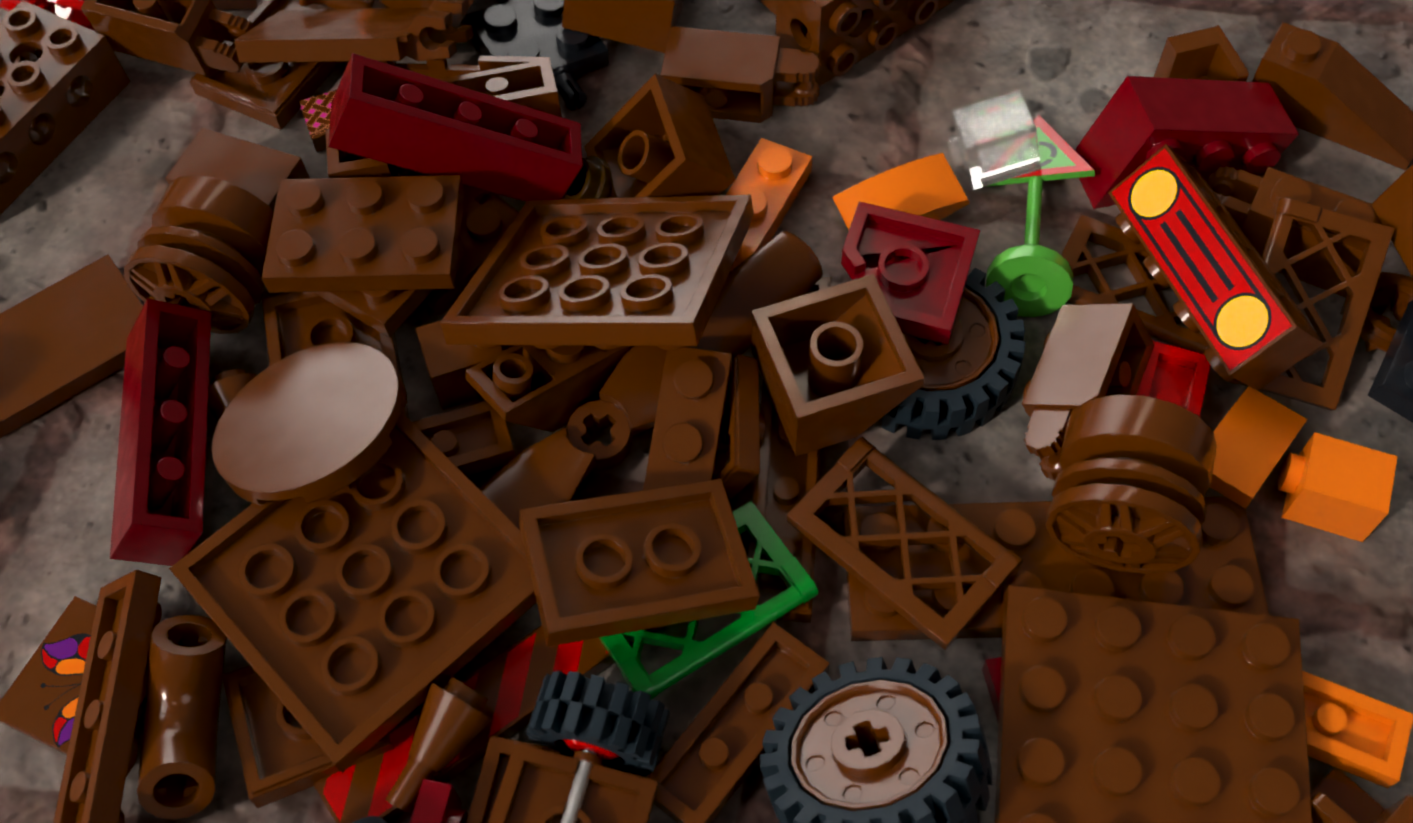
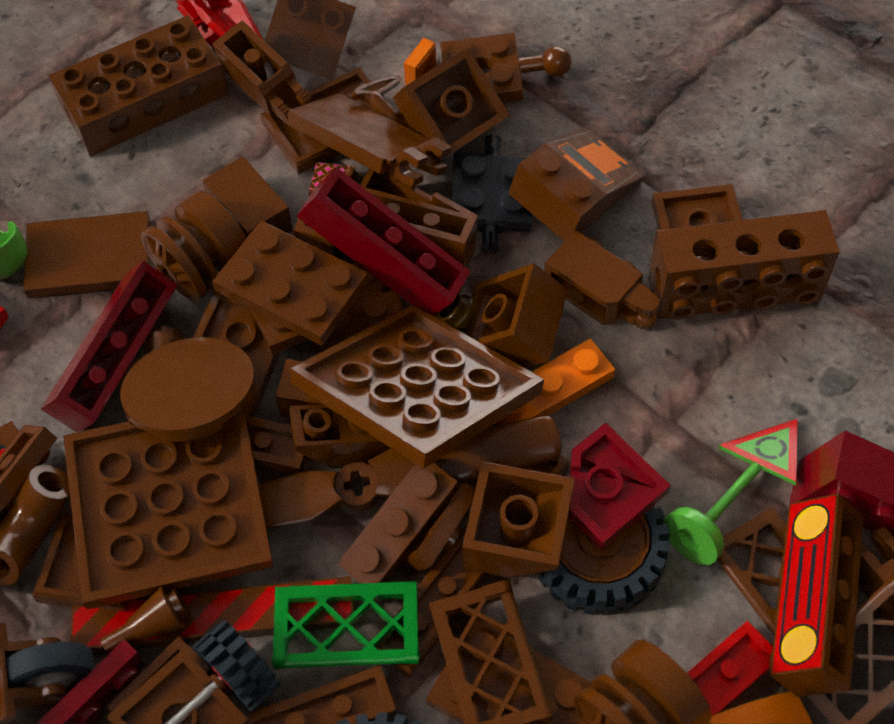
camera: 30 degrees right, 0 degrees up
(636, 561) = (316, 581): reddish brown plate -> none
(917, 187) = (657, 430): orange slope -> none
(994, 140) = (742, 423): clear brick -> none
(1084, 357) = (685, 618): hinge -> none

